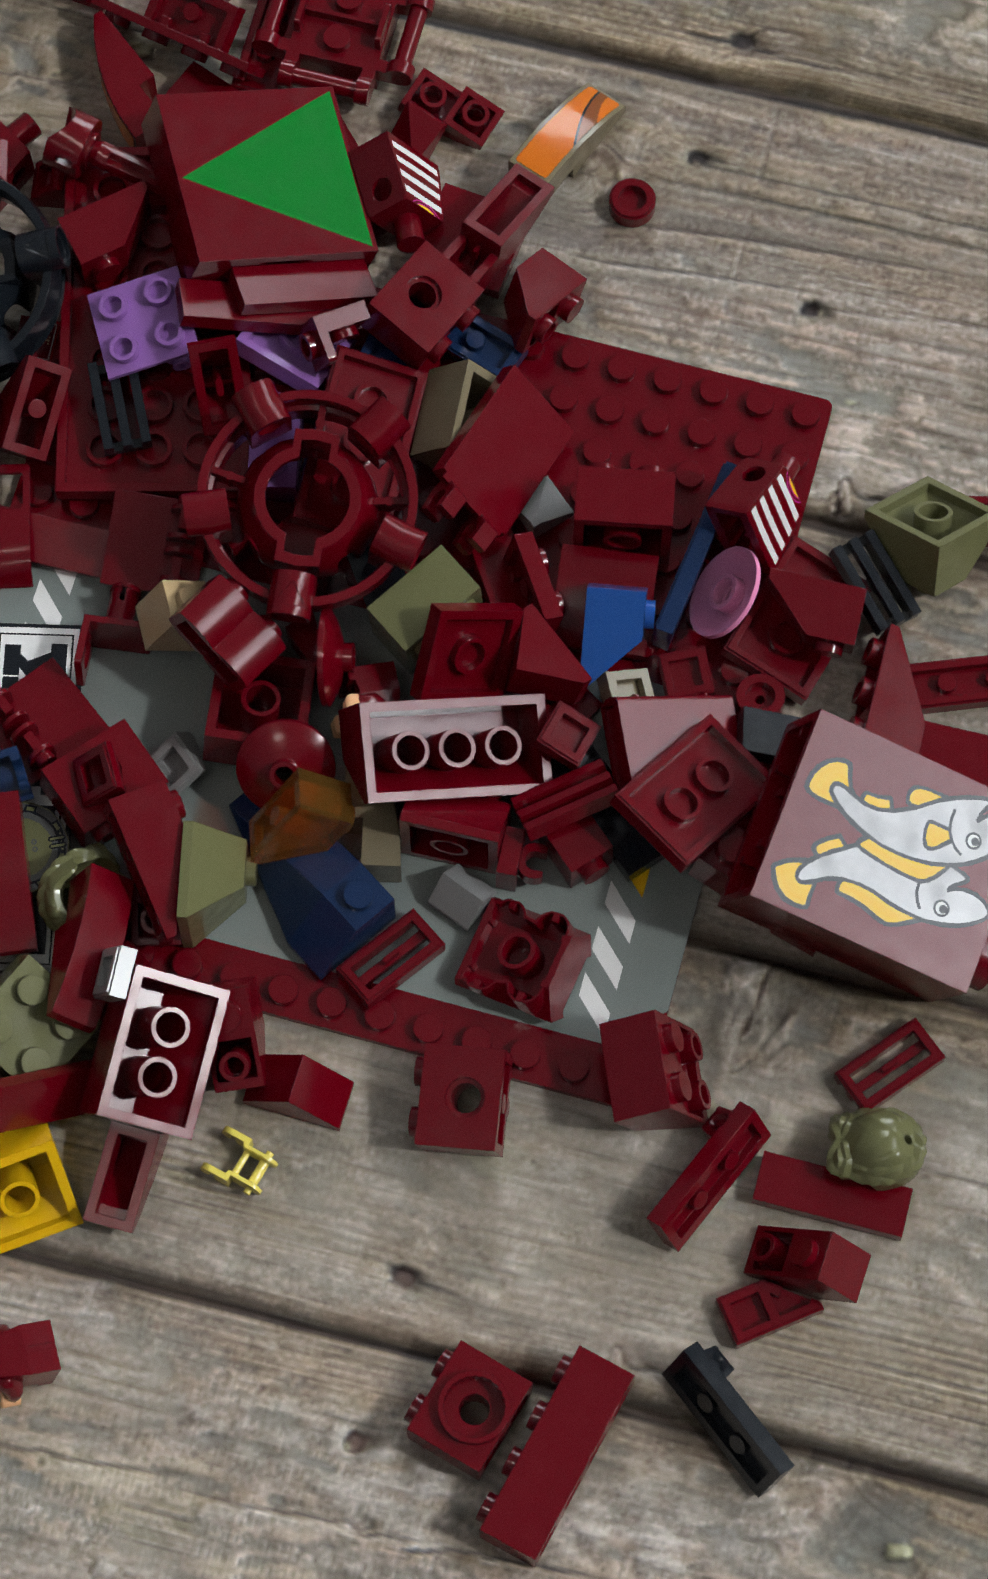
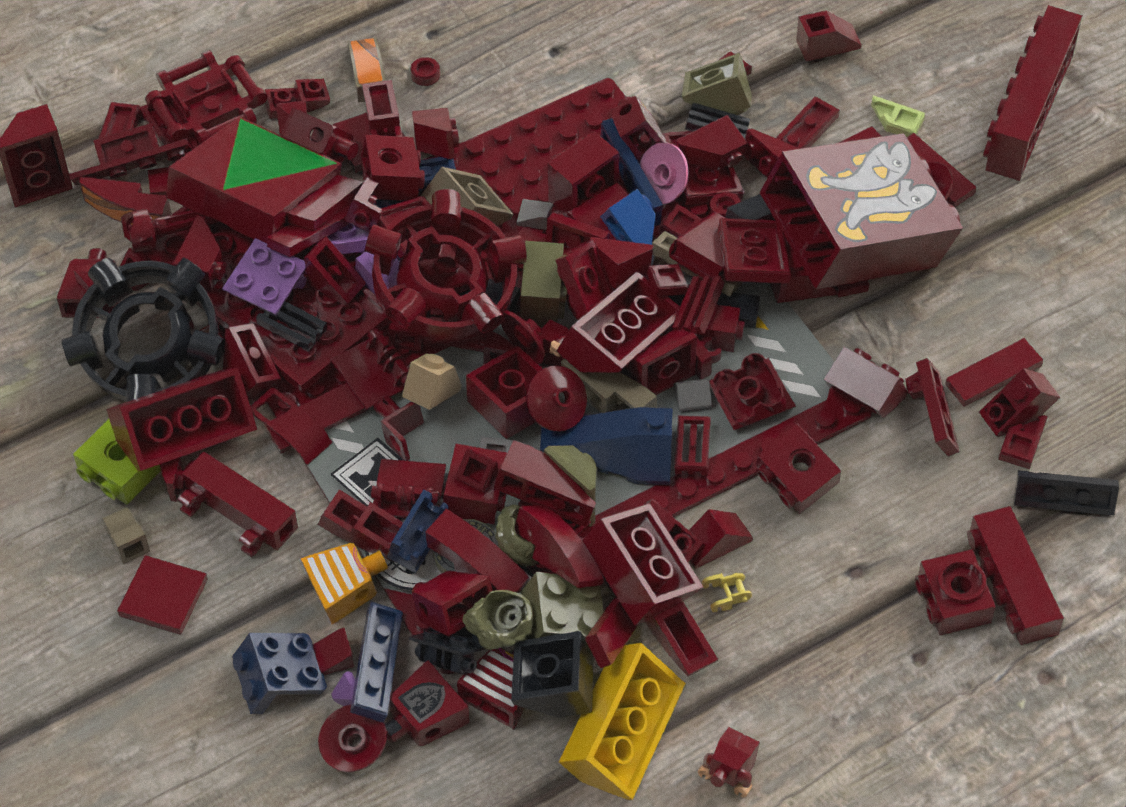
camera: 45 degrees left, 15 degrees down
(114, 973) = (591, 538): light grey tile -> none
(228, 632) = (469, 357): dark red brick -> none
(301, 818) = (590, 412): clear orange slope -> none
(497, 460) = (499, 197): dark red tile -> none
(855, 1091) = (952, 323): dark red tile -> none
(875, 1147) = (991, 332): olive hair -> none

